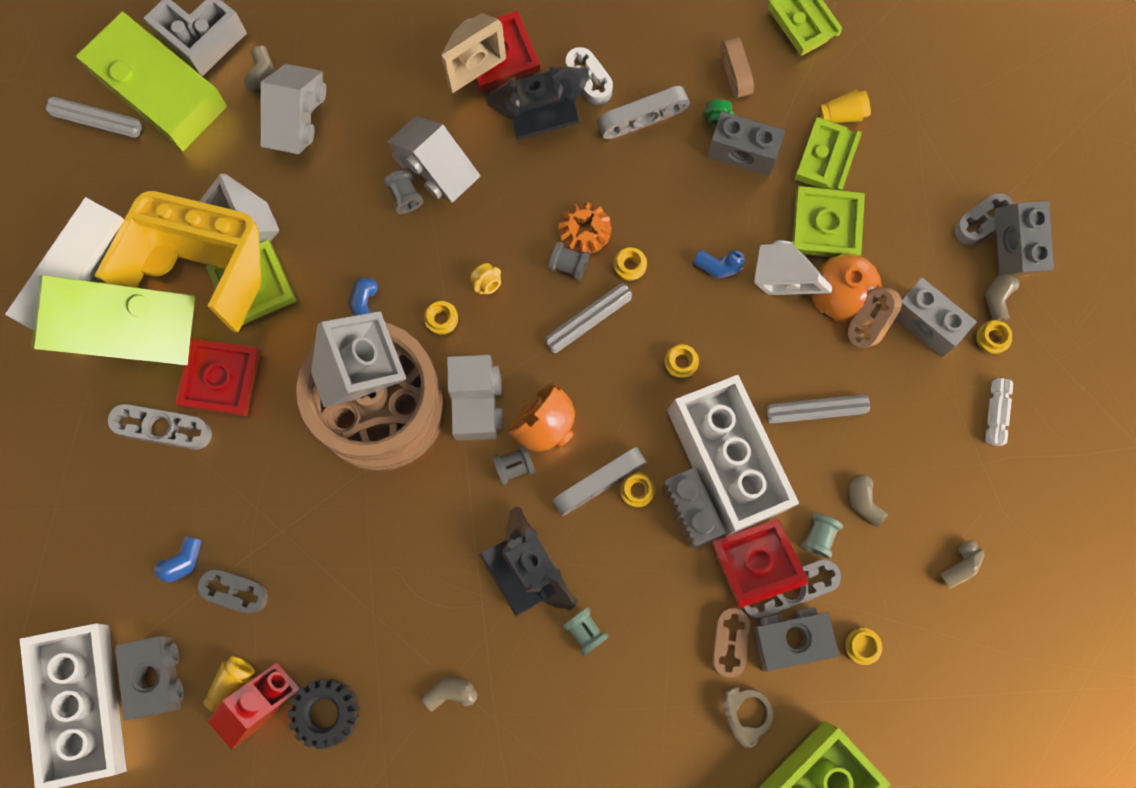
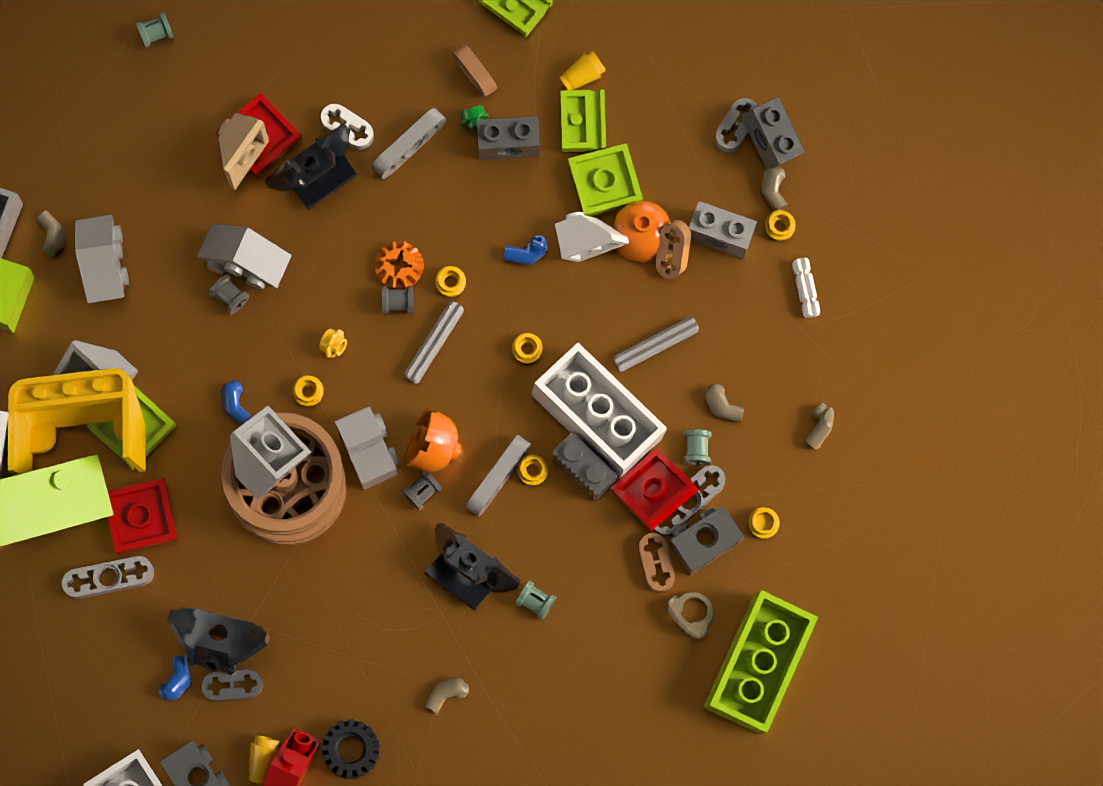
camera: 25 degrees left, 0 degrees up
(207, 519) = (240, 639): none -> black piece

